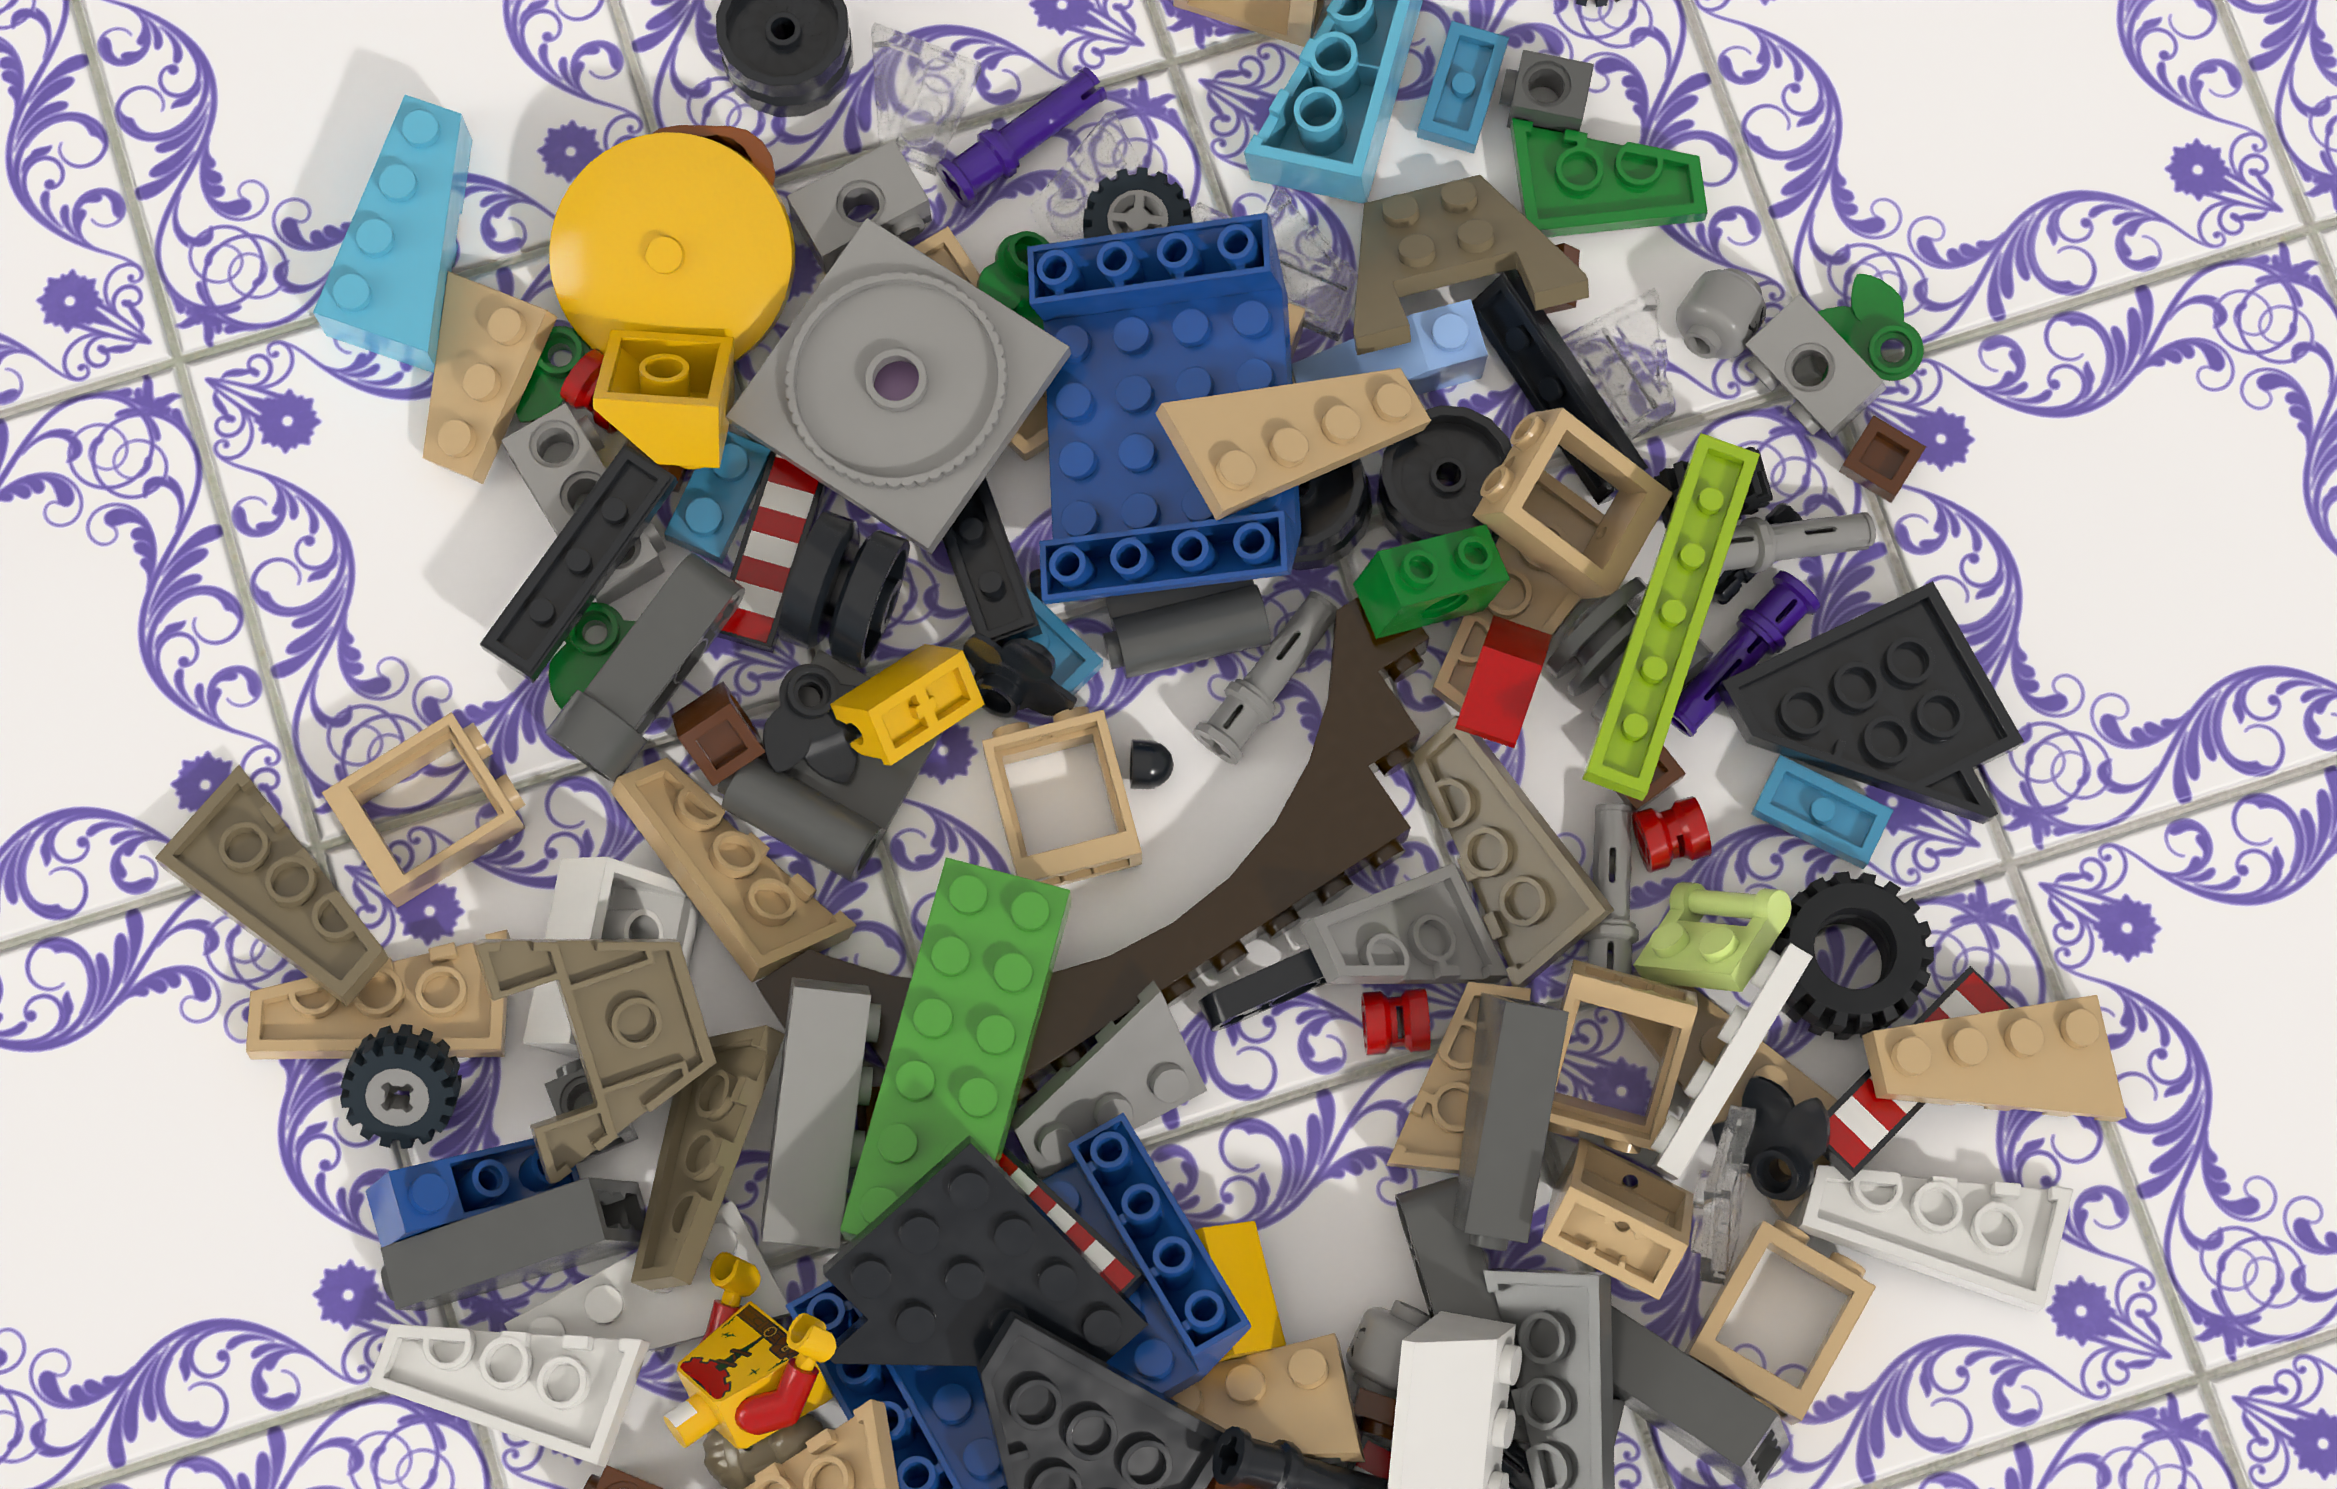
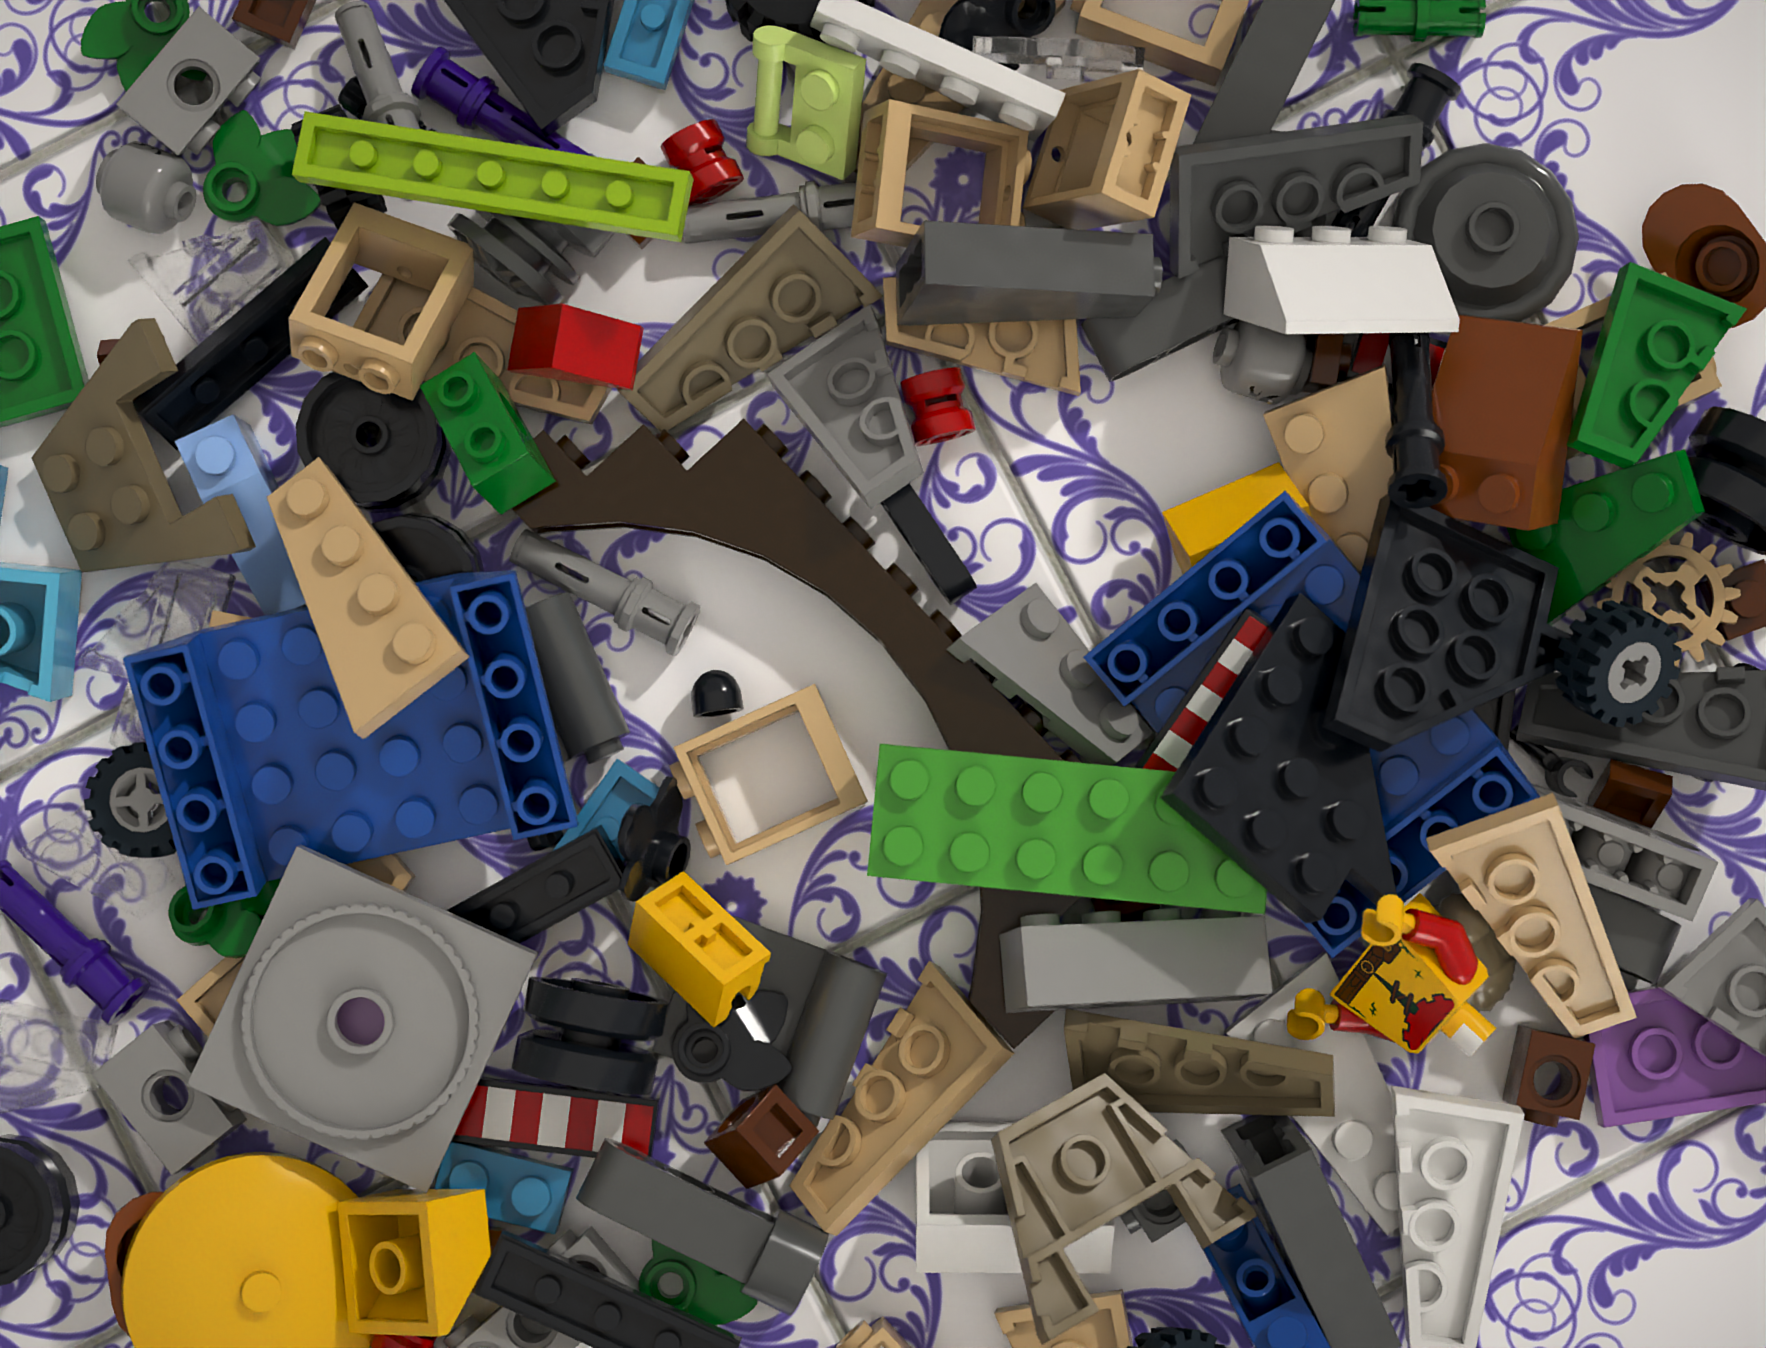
camera: 95 degrees left, 10 degrees up
(1736, 418) = (265, 168): none -> green plate

